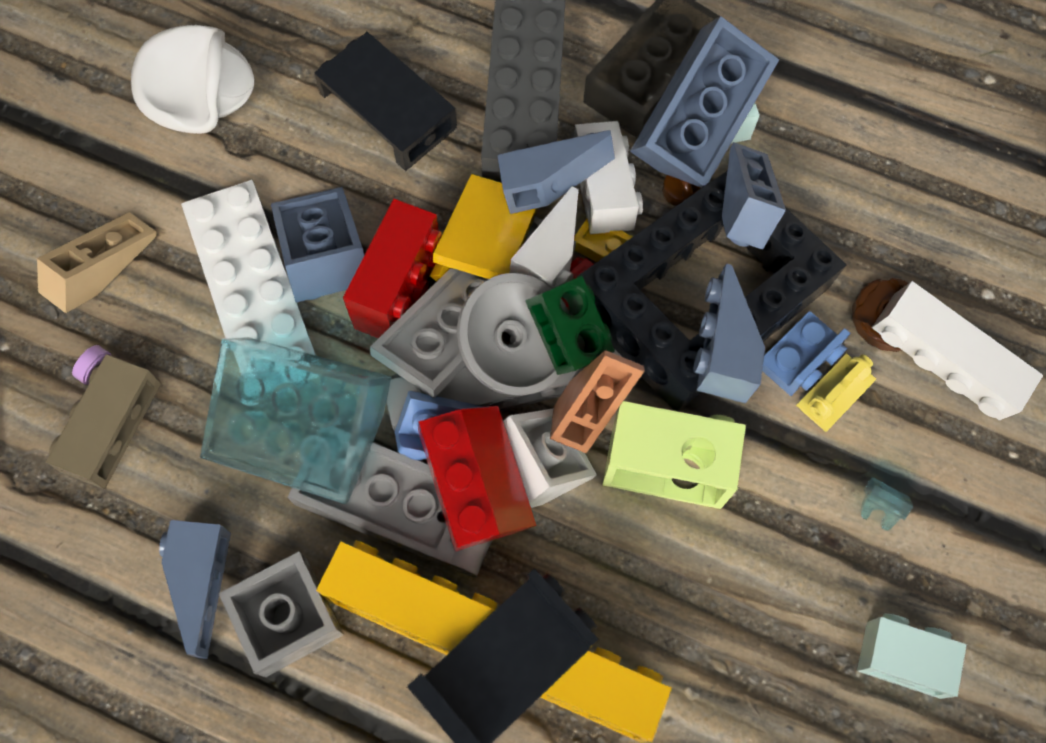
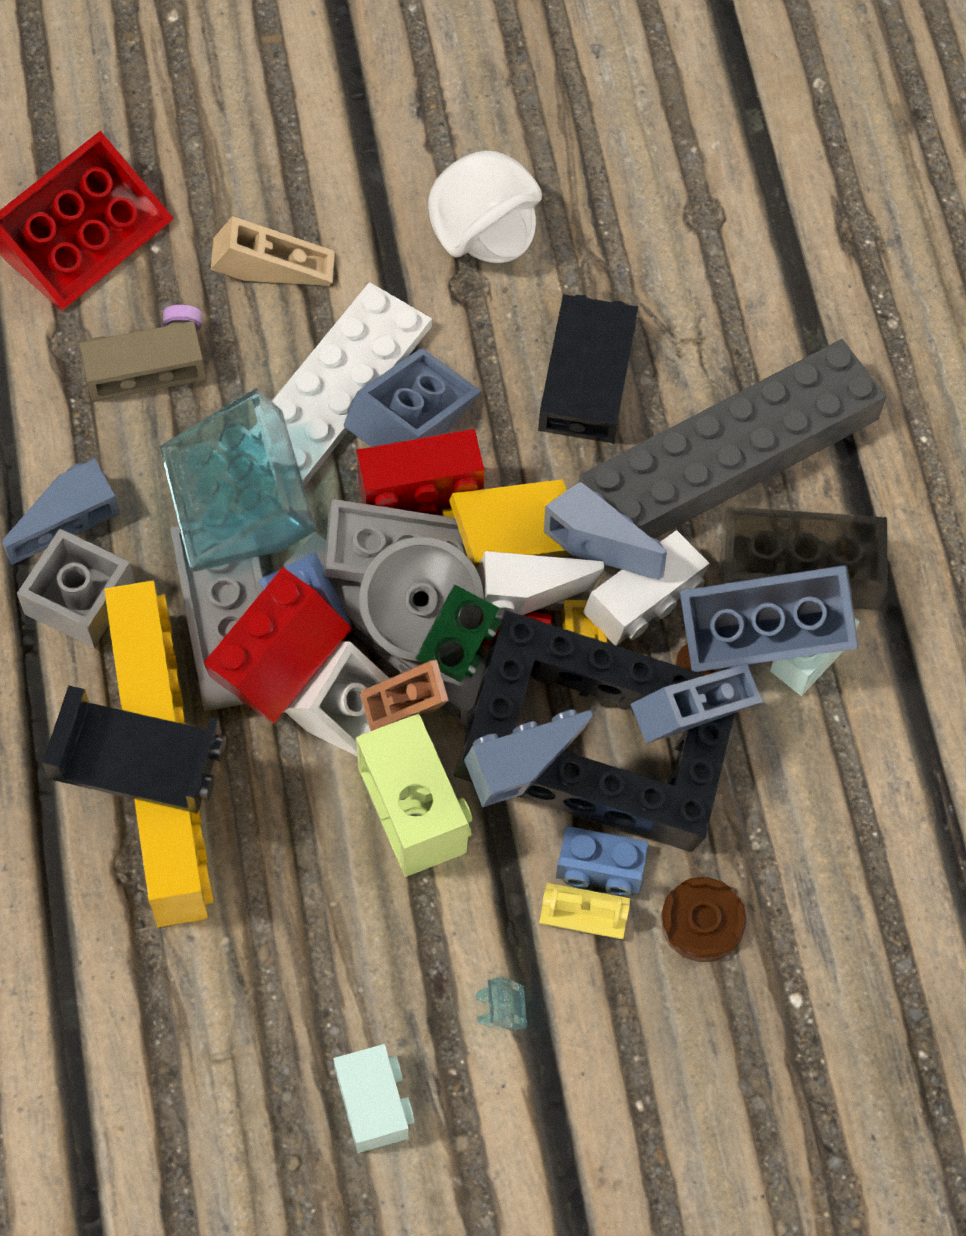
camera: 55 degrees right, 5 degrees down
(957, 352) = (694, 986): white brick -> none

